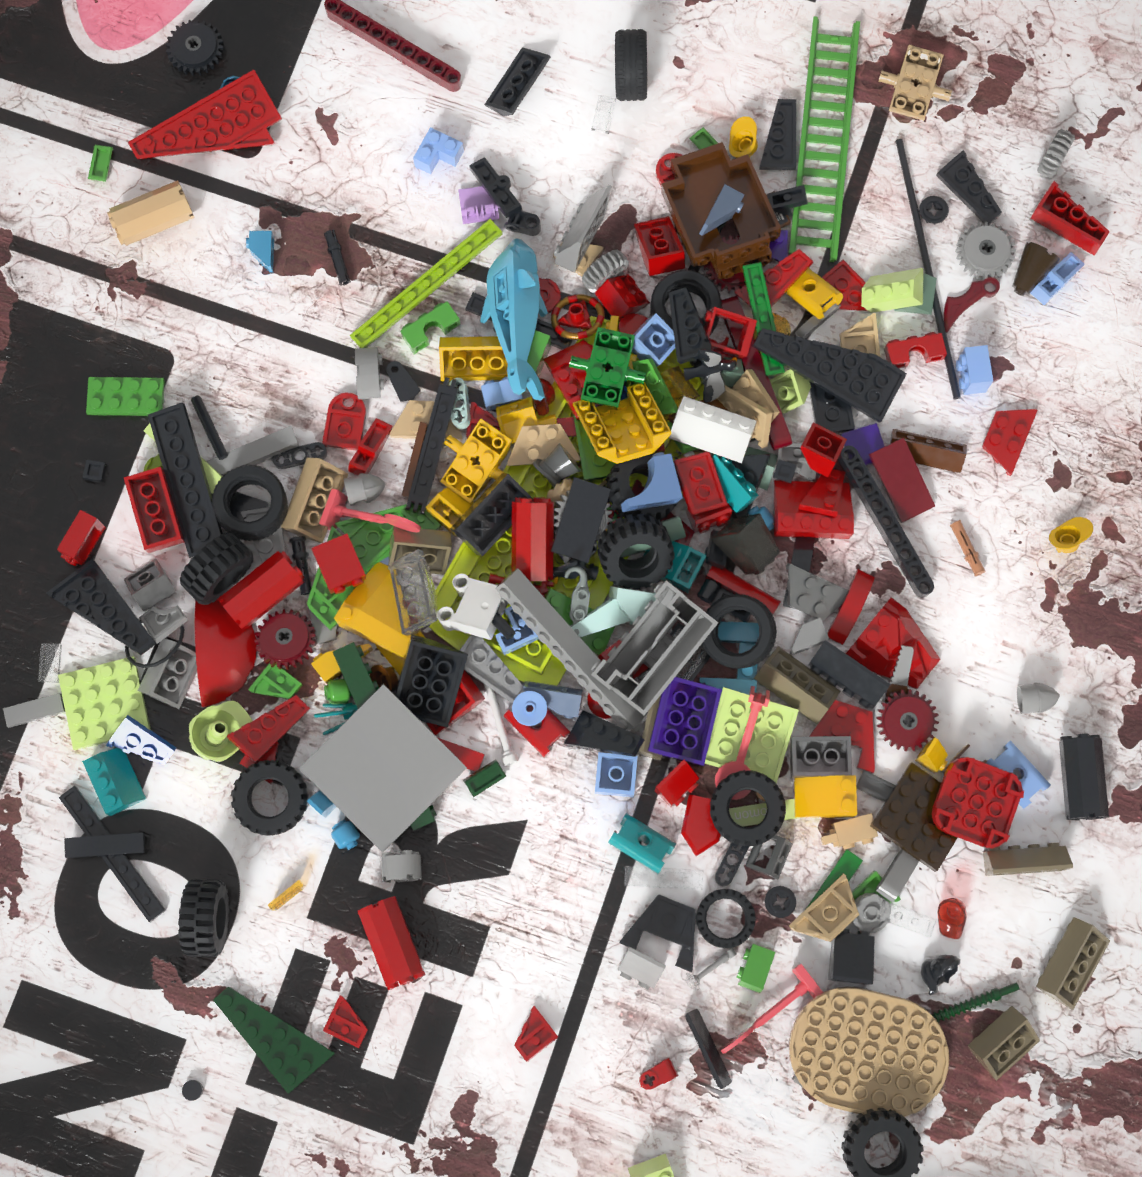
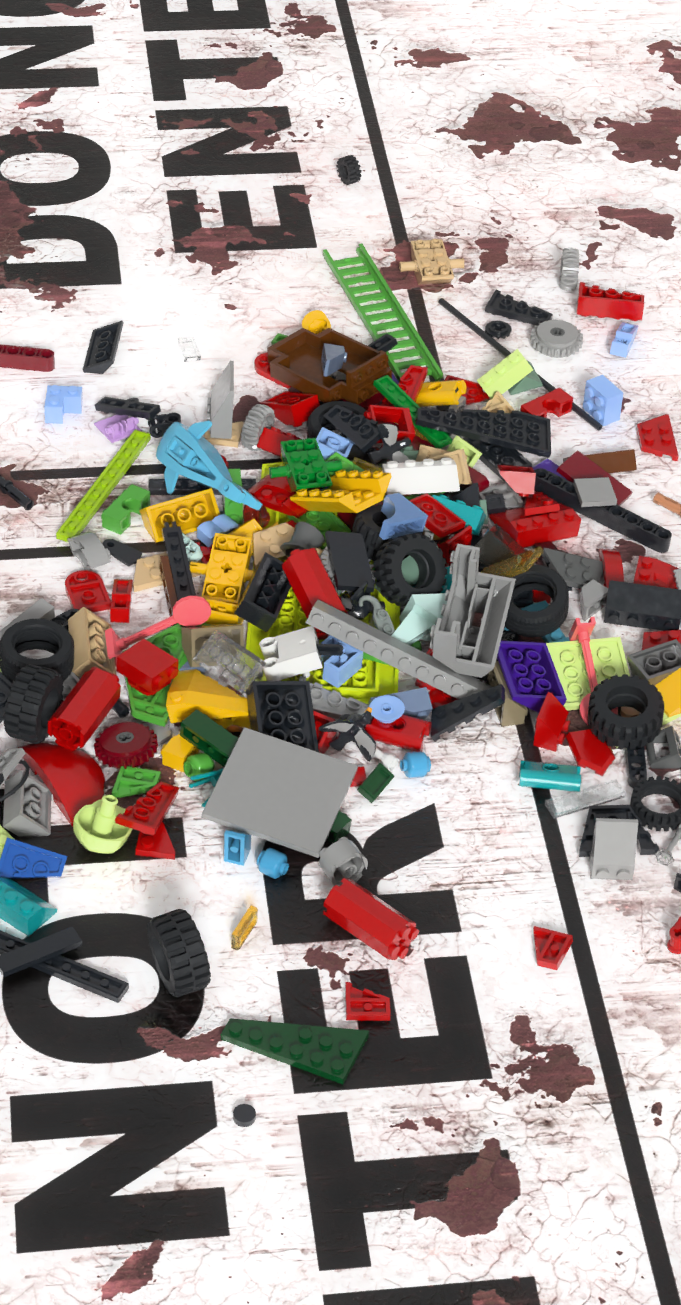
camera: 30 degrees left, 35 degrees down
(243, 791) = (184, 875): black tyre -> none
(363, 487) = (131, 622): light grey helmet -> none
(488, 714) = (352, 729): none -> animal
(530, 773) = (415, 764): none -> dark azure head
(577, 316) = (252, 467): red piece -> none
(616, 775) = (493, 736): light blue brick -> none
(631, 64) = (197, 301): black tyre -> none
(725, 593) = (515, 565): none -> clear yellow tile
(781, 140) = (347, 321): black wing -> none
(797, 685) = (630, 634): dark tan slope -> none
(887, 504) = (595, 492): none -> light grey tile
(957, 305) = (567, 364): dark red piece -> none
(1033, 268) = (601, 332): dark brown cone -> none

